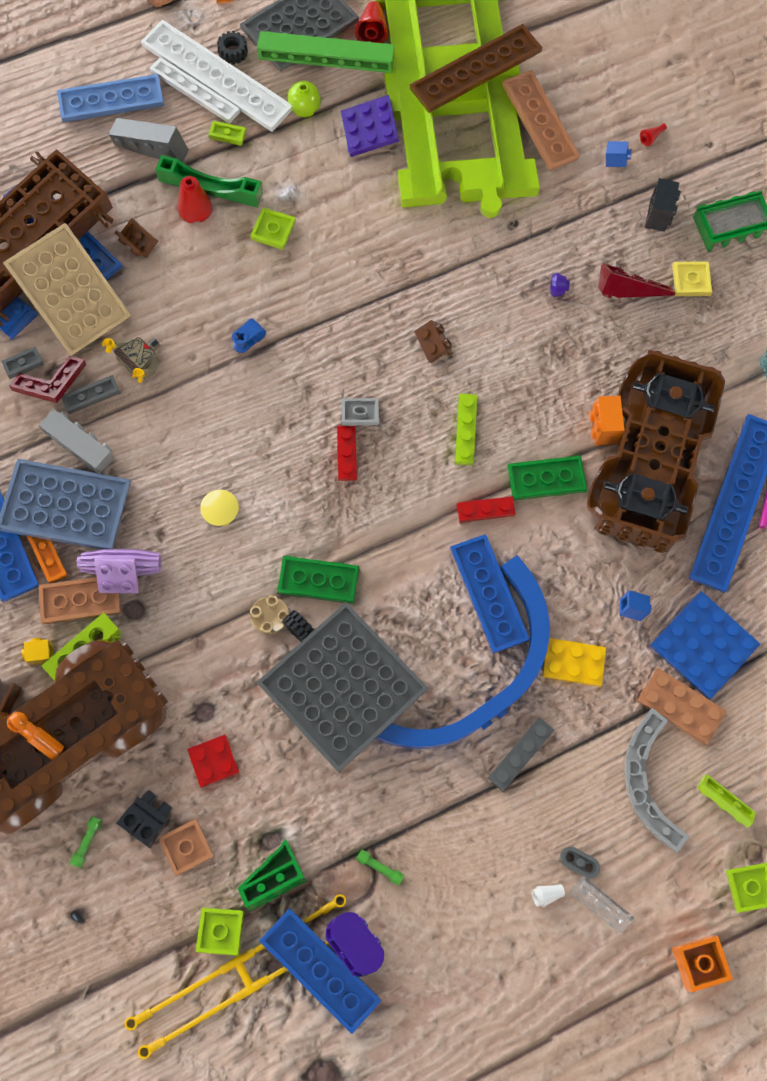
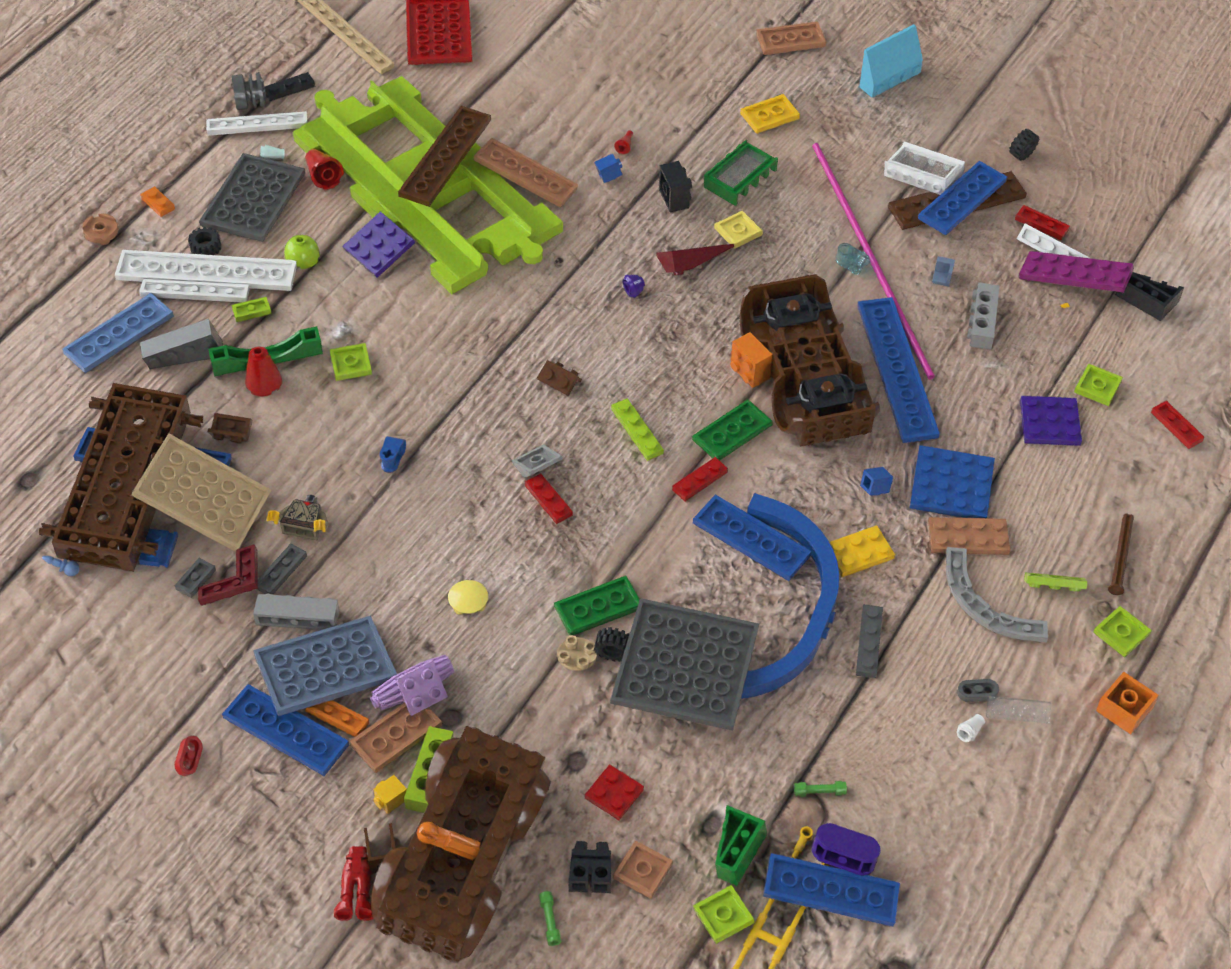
camera: 30 degrees left, 20 degrees down
(325, 52) = (298, 205): bright green brick -> none

